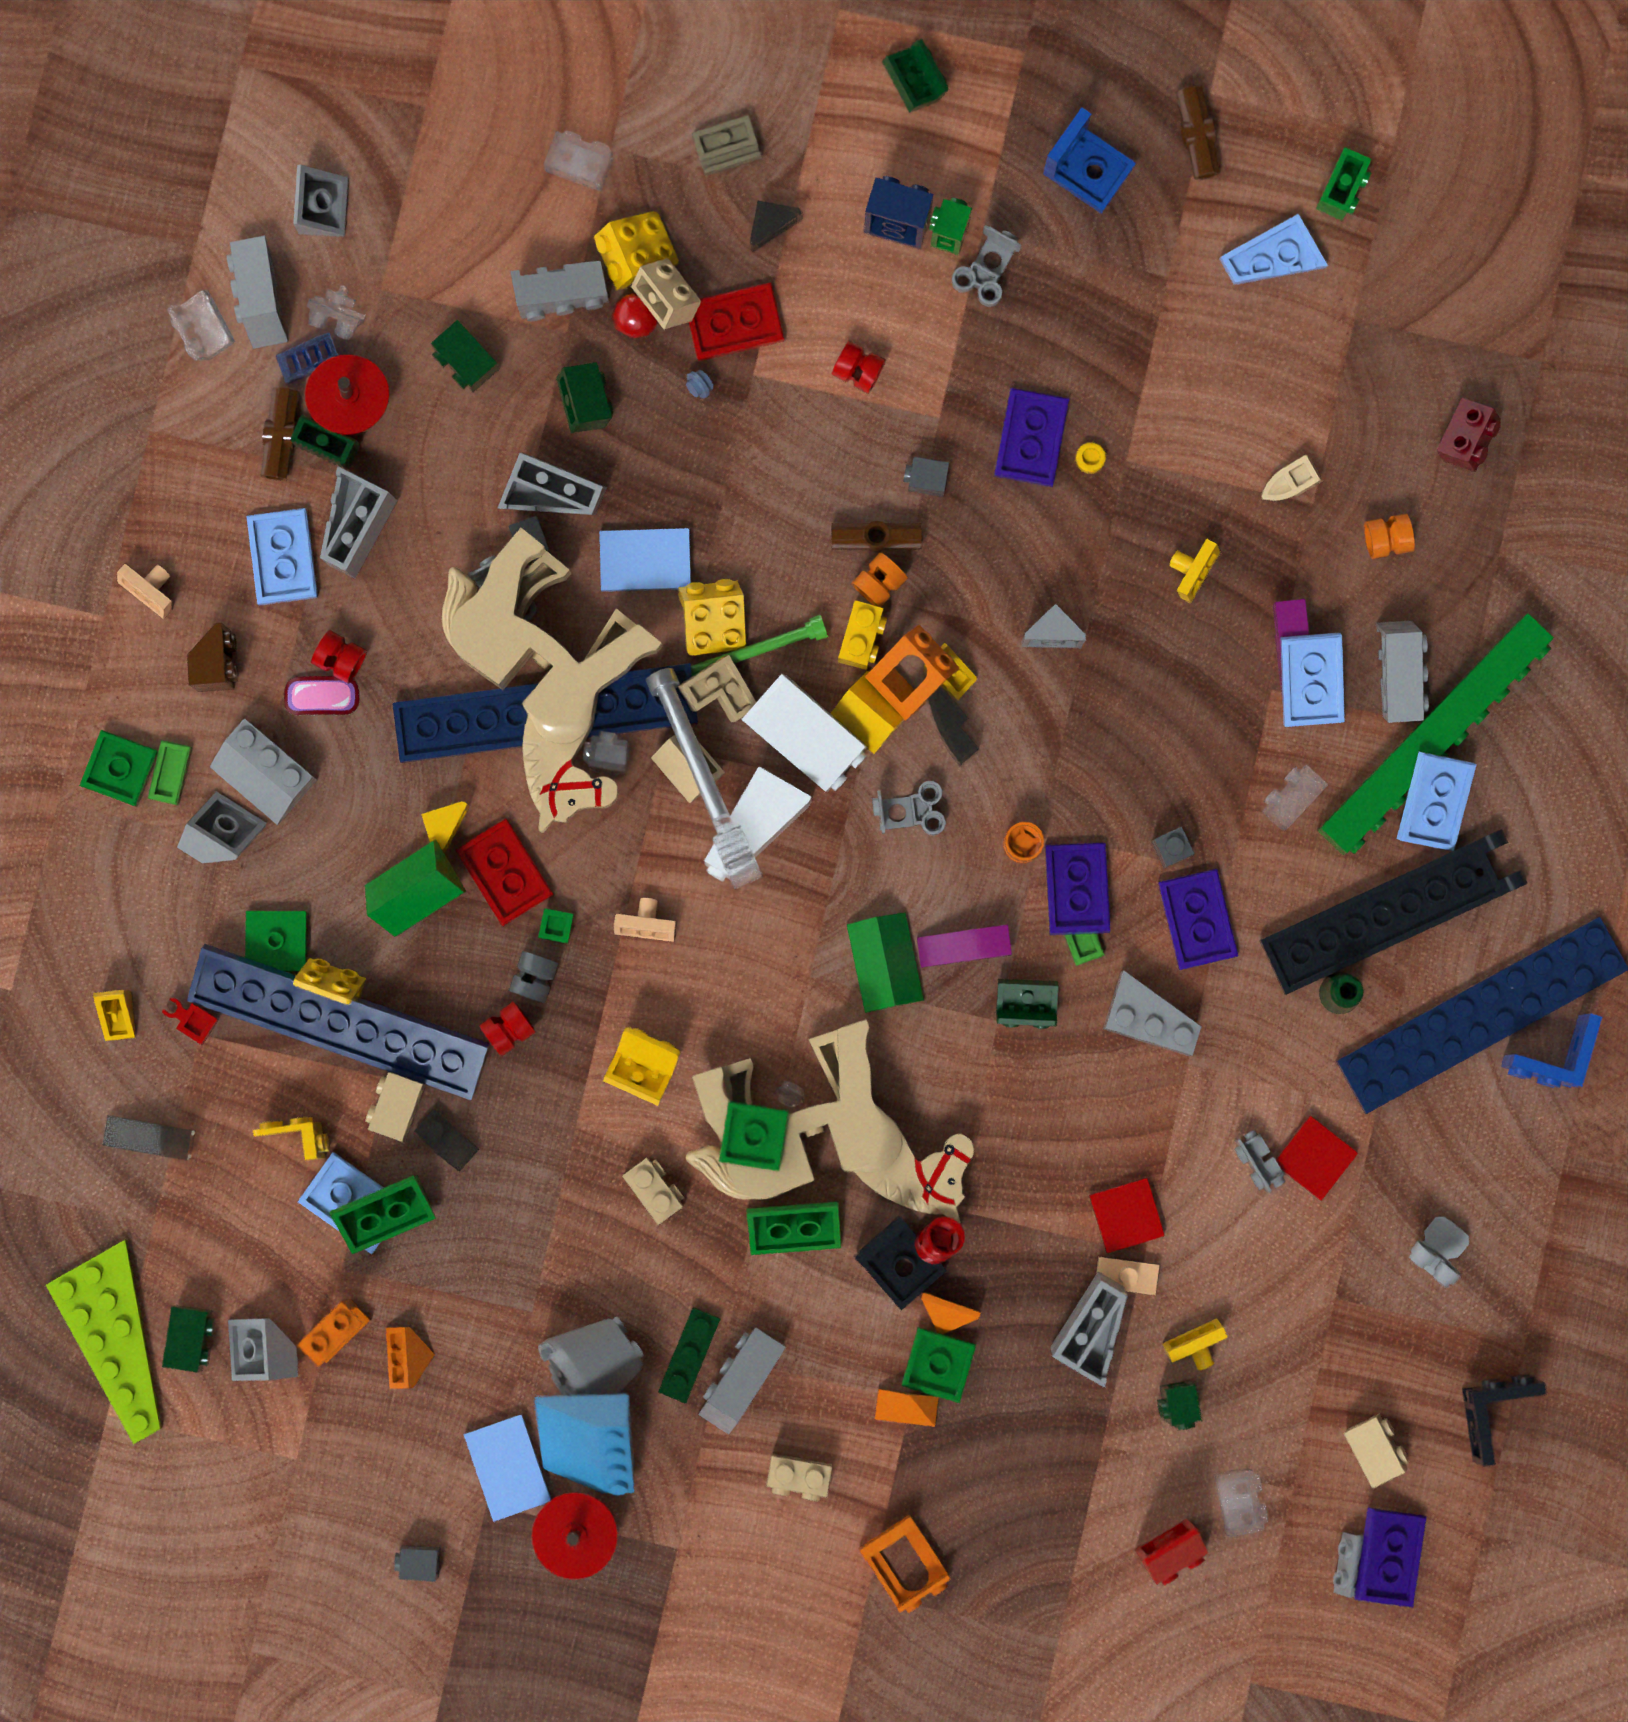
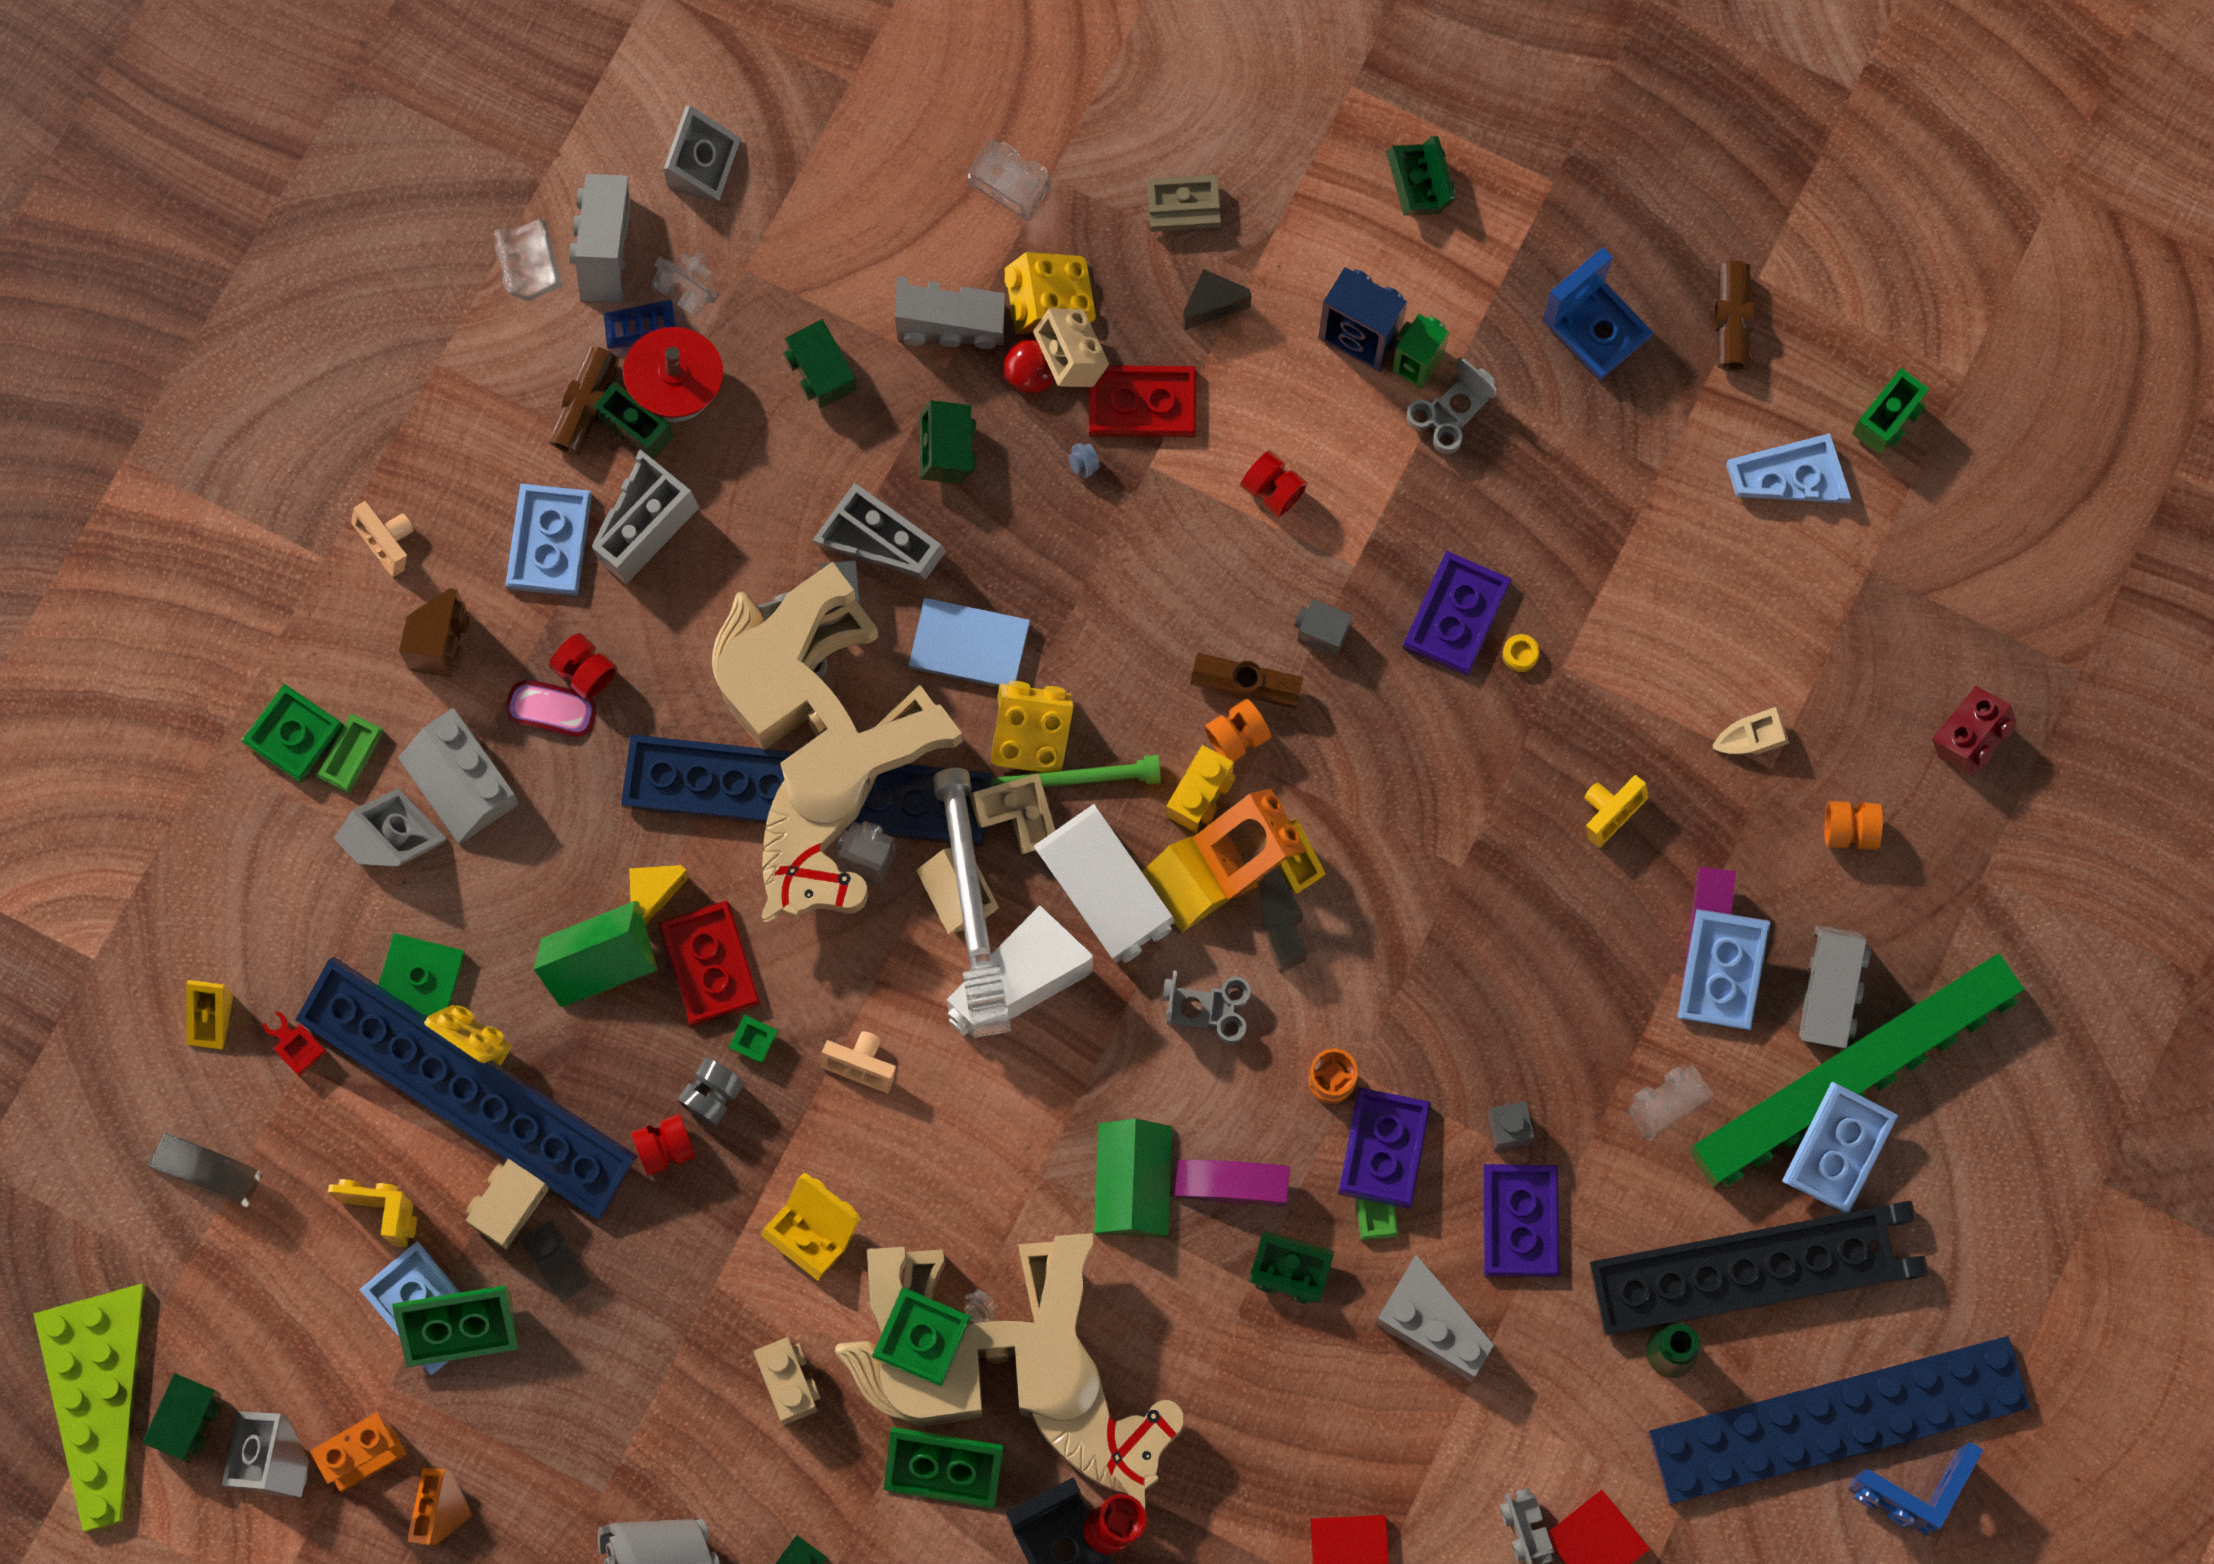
camera: 15 degrees right, 10 degrees down
(1054, 631) = (1428, 838): light grey slope -> none

